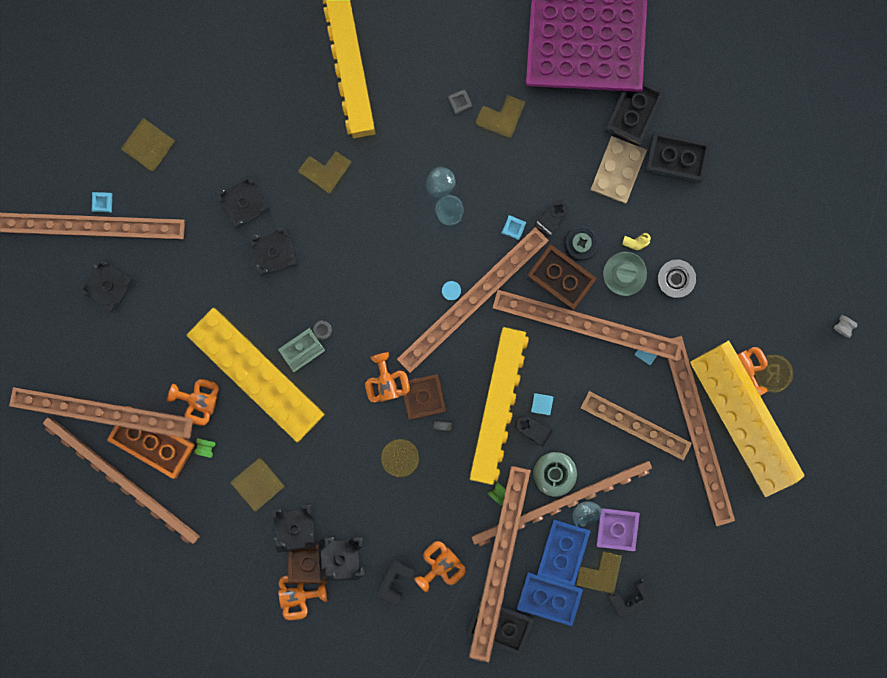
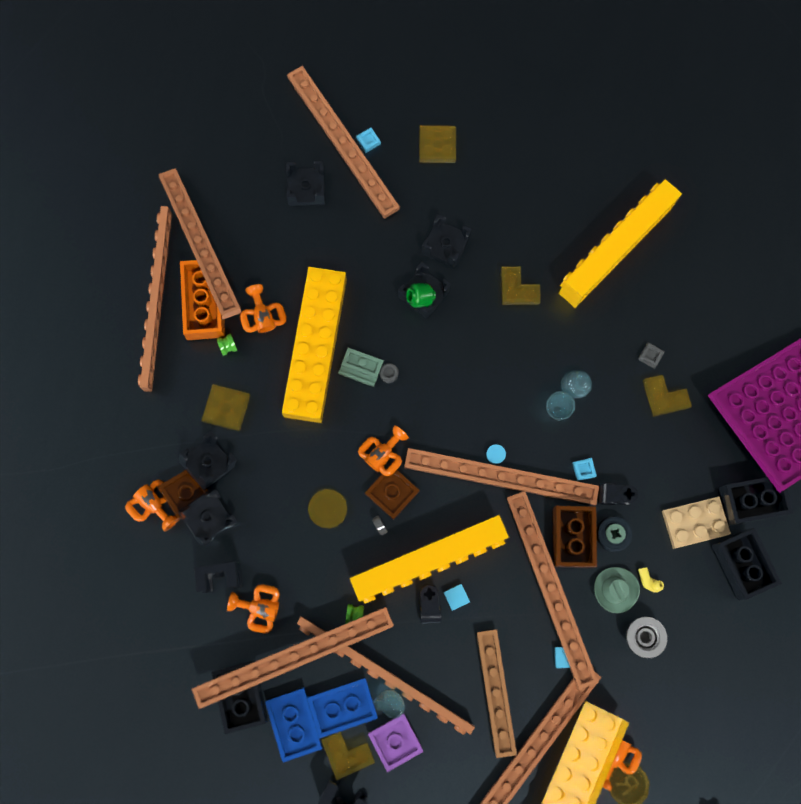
camera: 50 degrees right, 10 degrees down
(277, 258) = (420, 295): none -> green head
(555, 474) = (405, 651): sand green hat -> none

